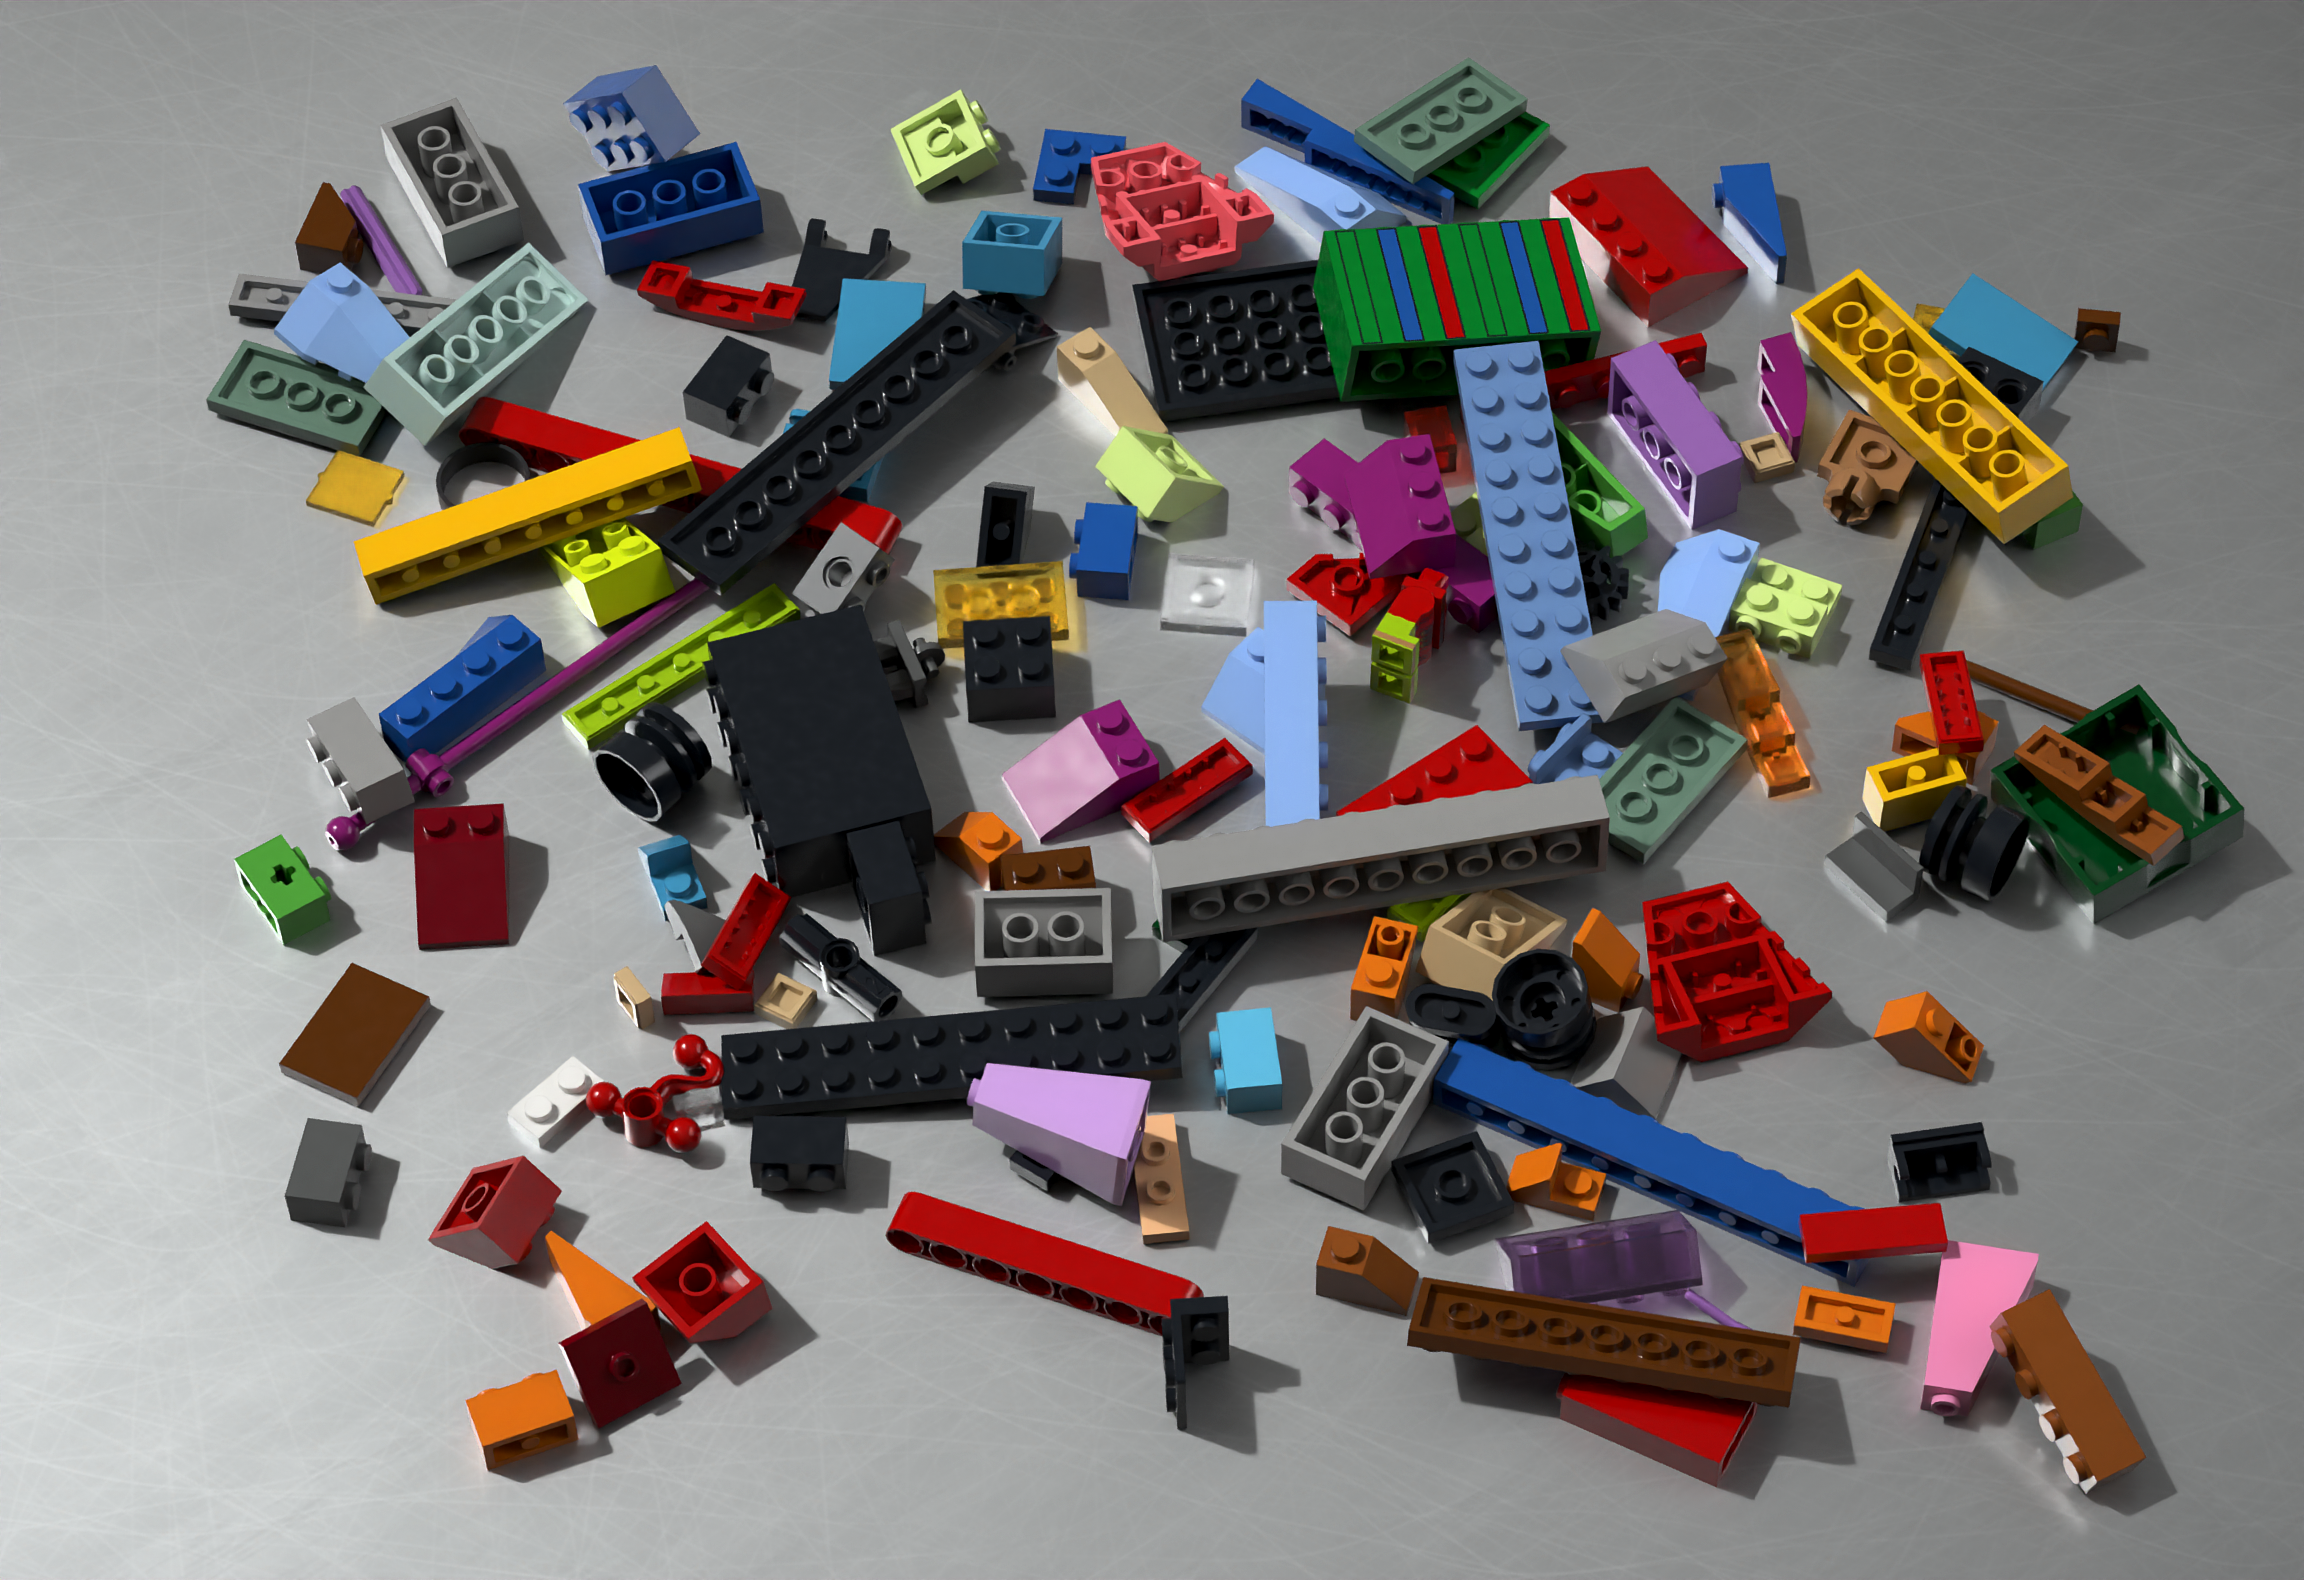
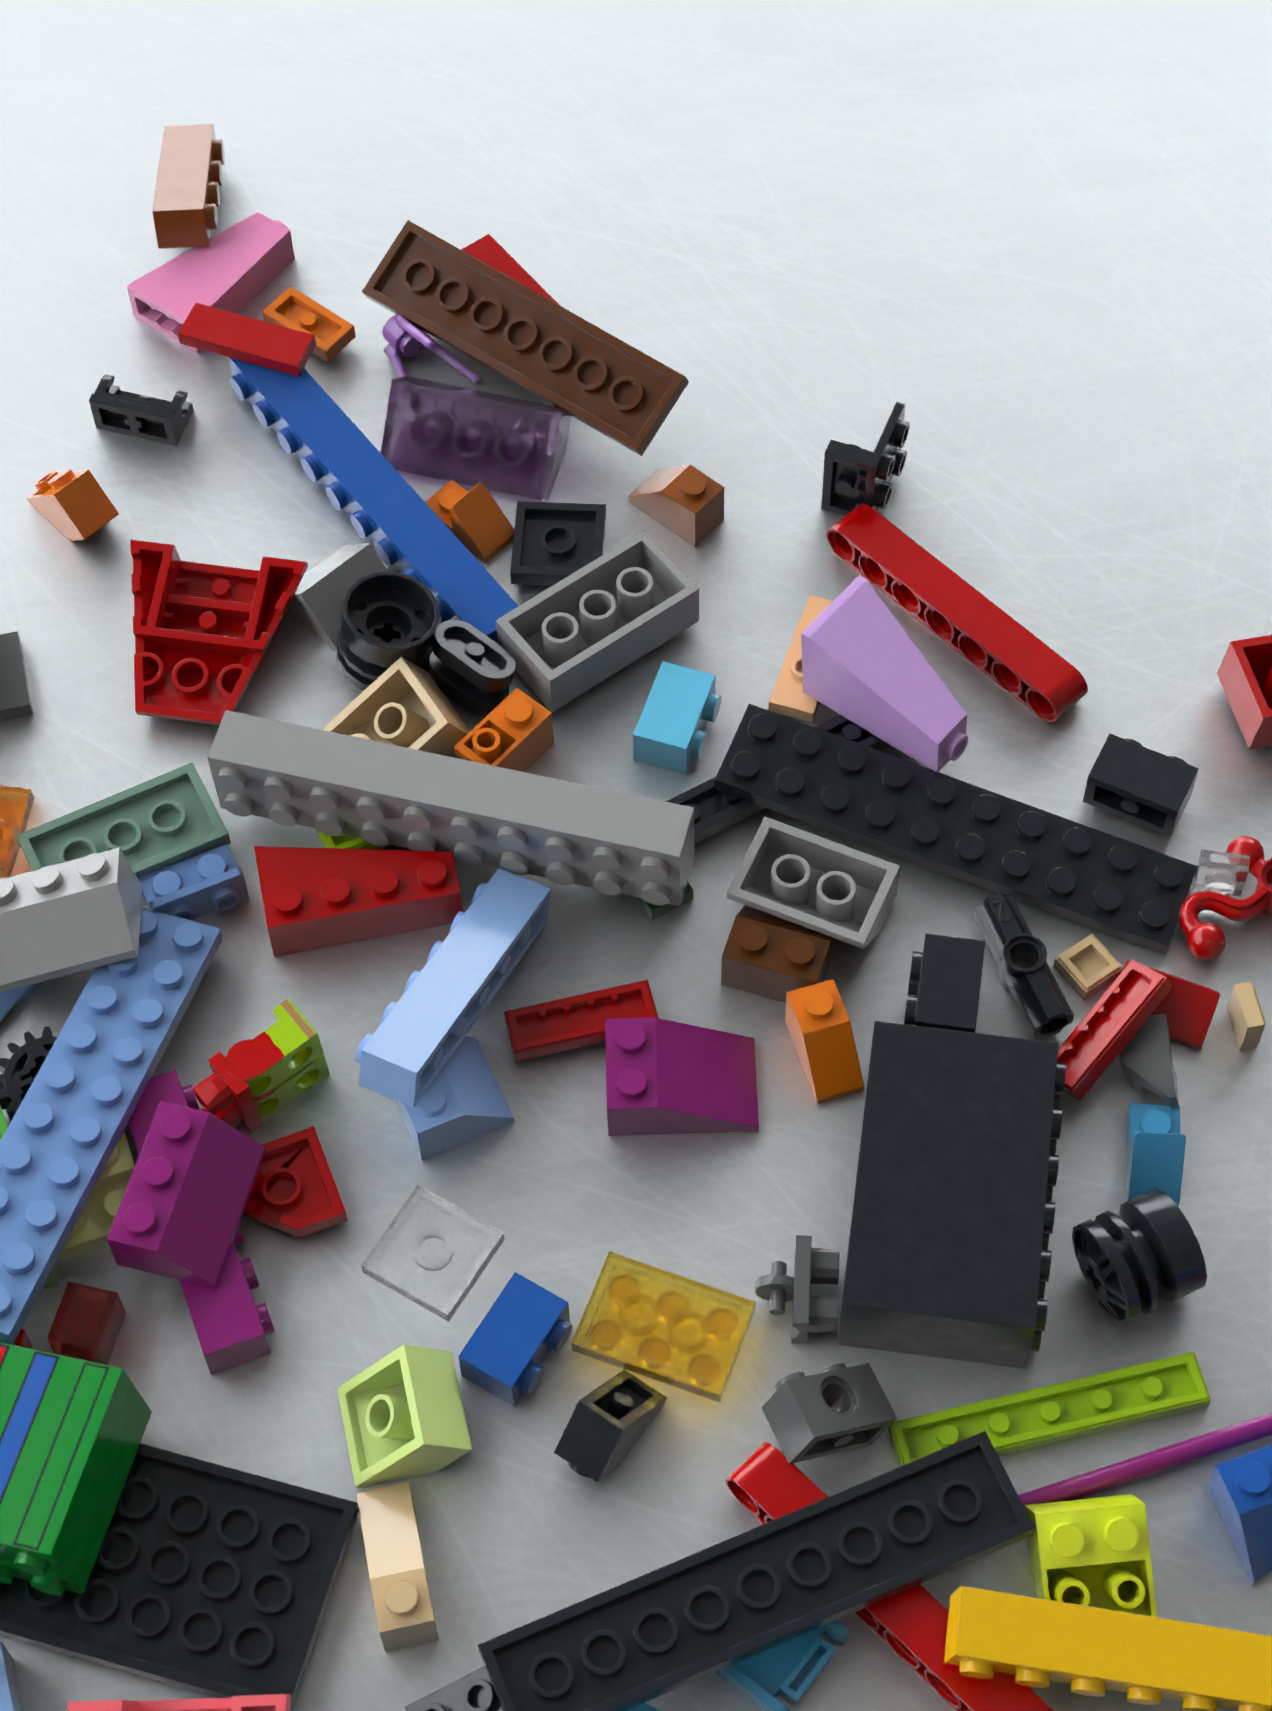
camera: 155 degrees left, 5 degrees up
(1009, 669) = (697, 1224): black brick -> none
(1607, 962) = (306, 667): orange slope -> none

